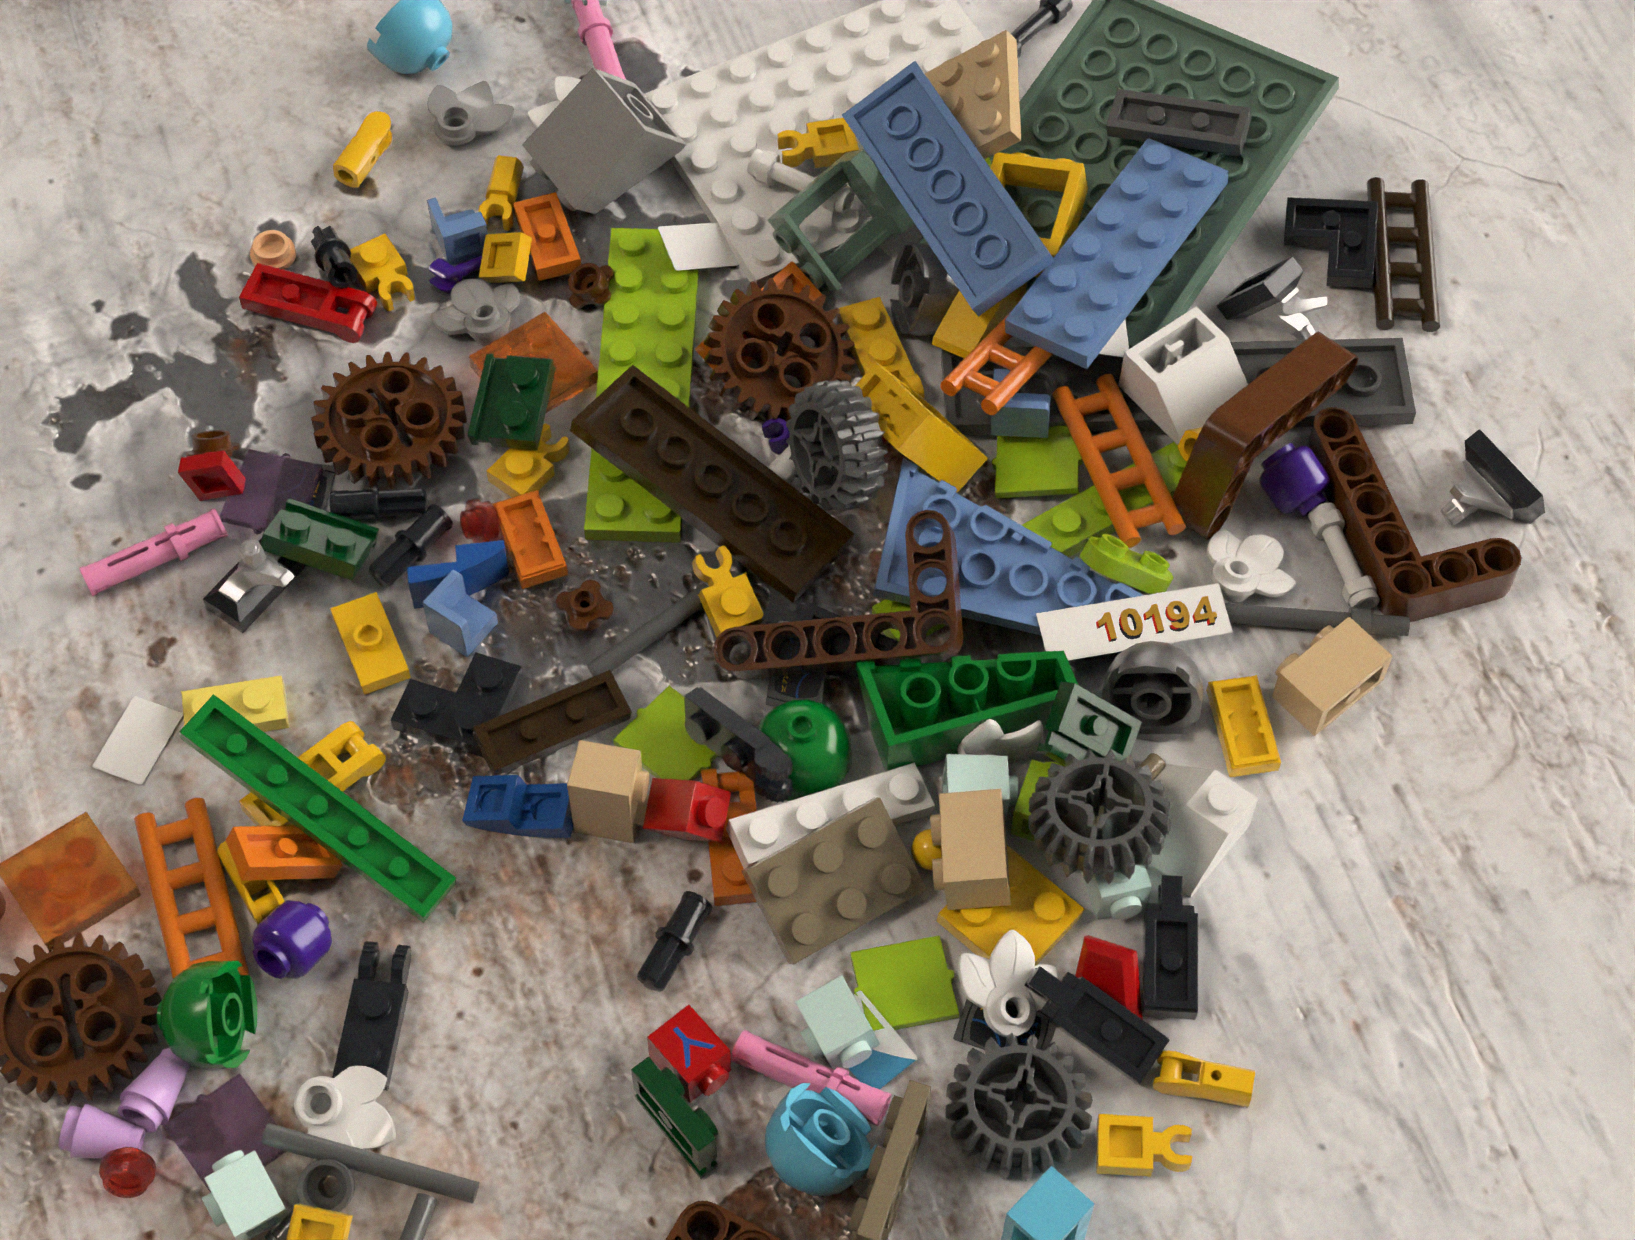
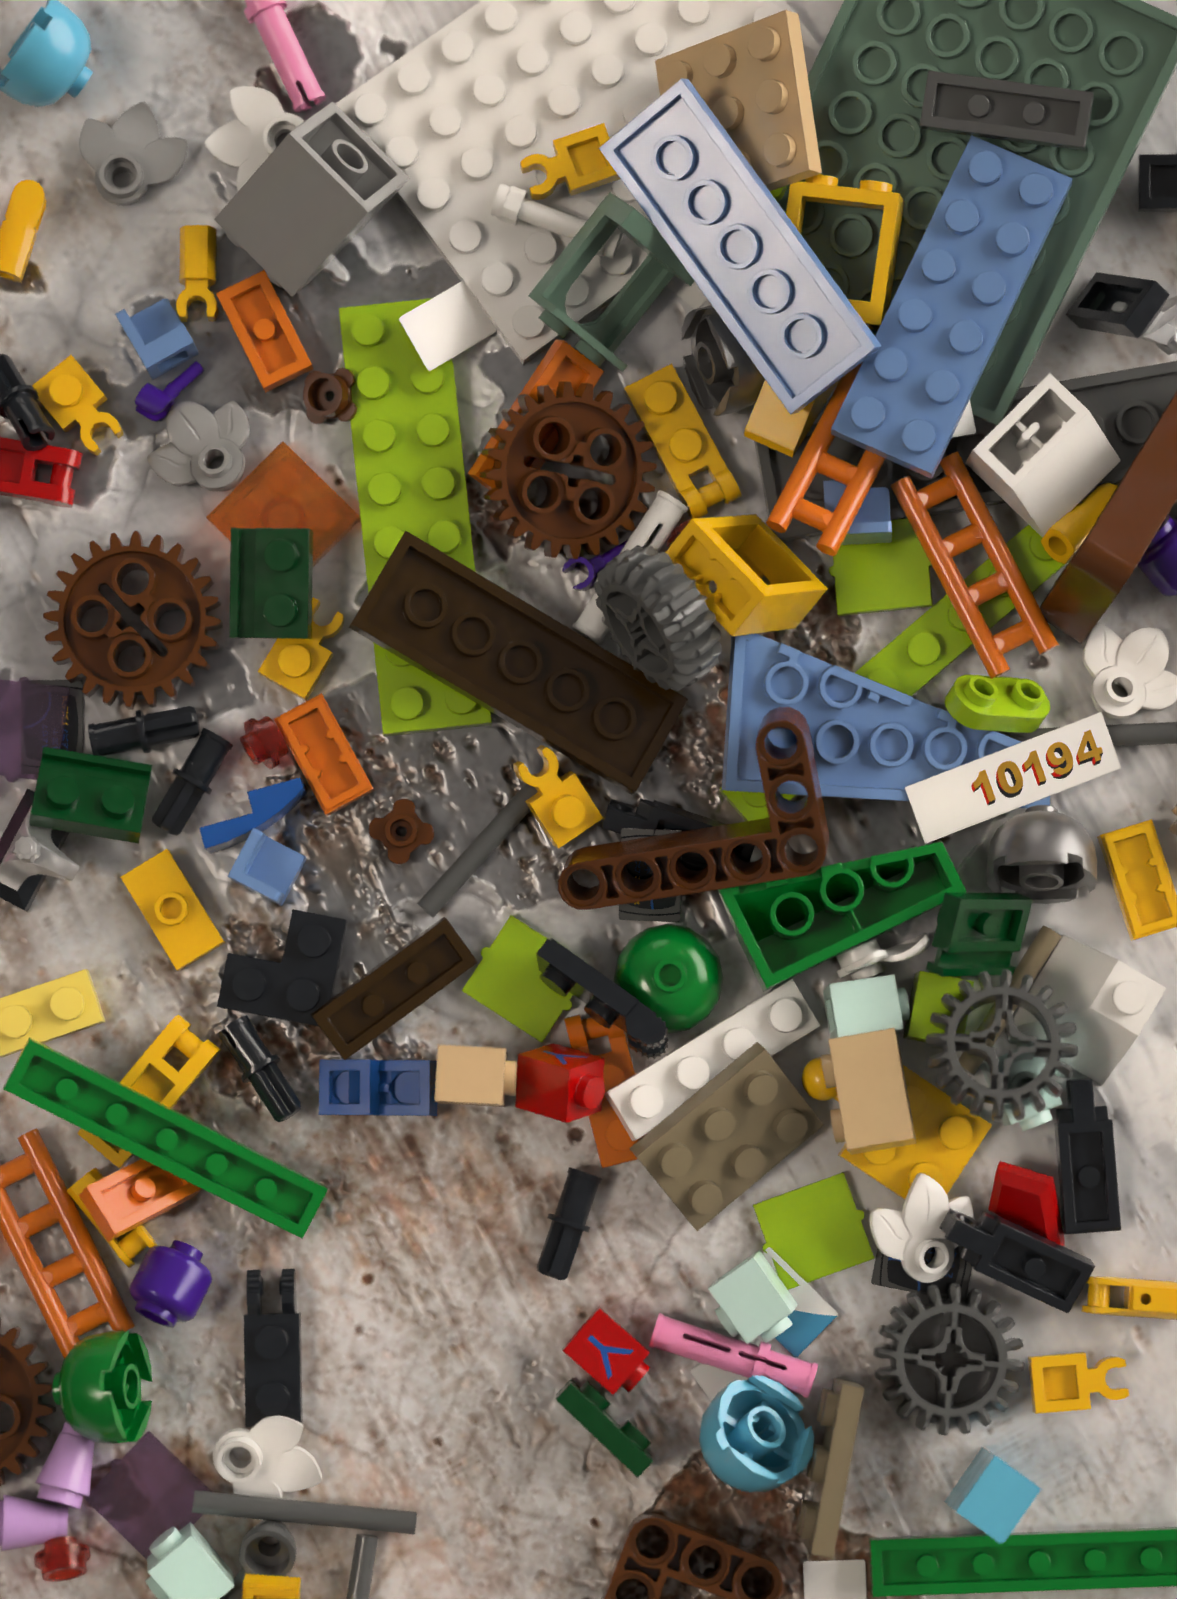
camera: 10 degrees left, 25 degrees up
(417, 774) = (260, 1068): none -> black axle
(505, 257) = (222, 375): yellow plate -> none

